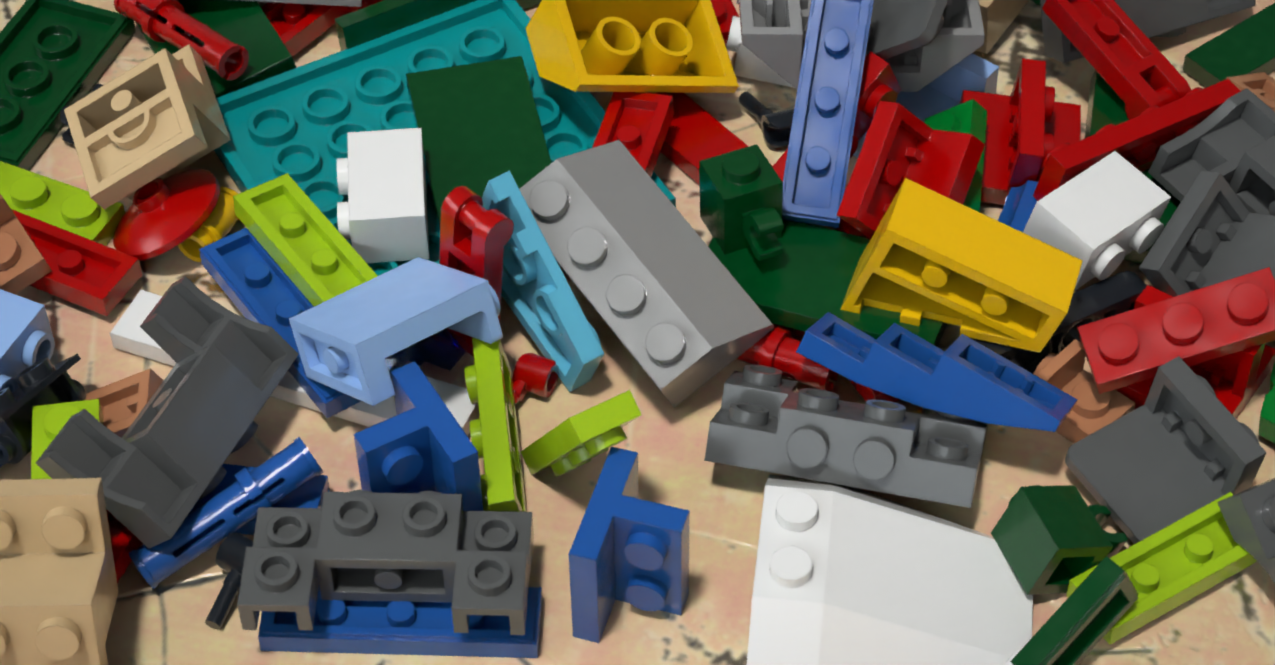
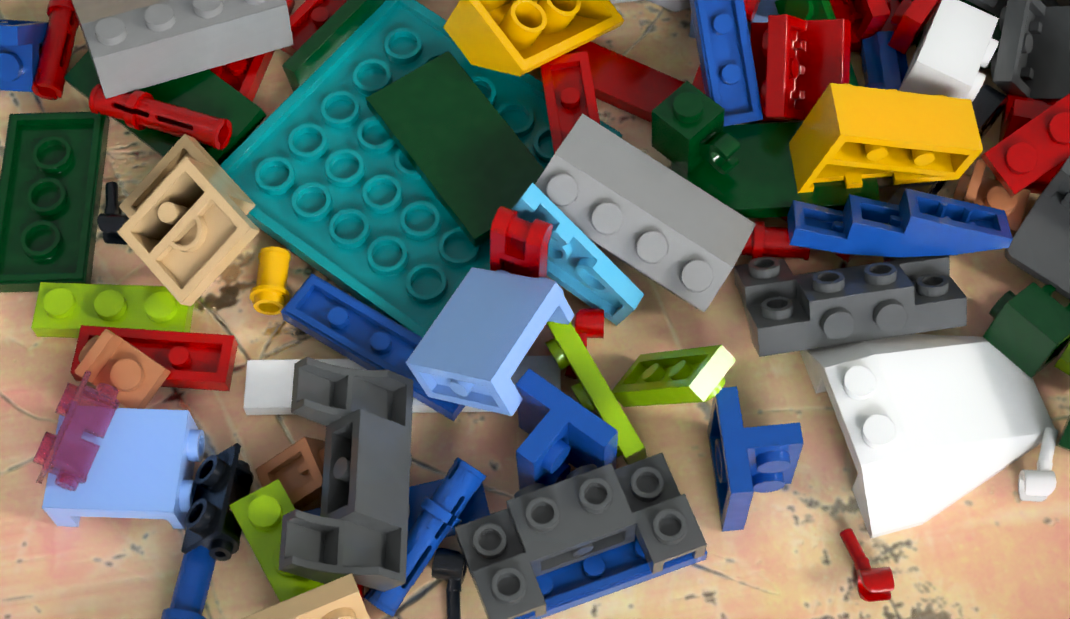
camera: 20 degrees left, 15 degrees up
(166, 213) = (238, 292): red dish -> none
(301, 239) = (370, 282): lime plate -> none
(385, 195) = (410, 215): white brick -> none
(775, 126) = (660, 43): black hand -> none

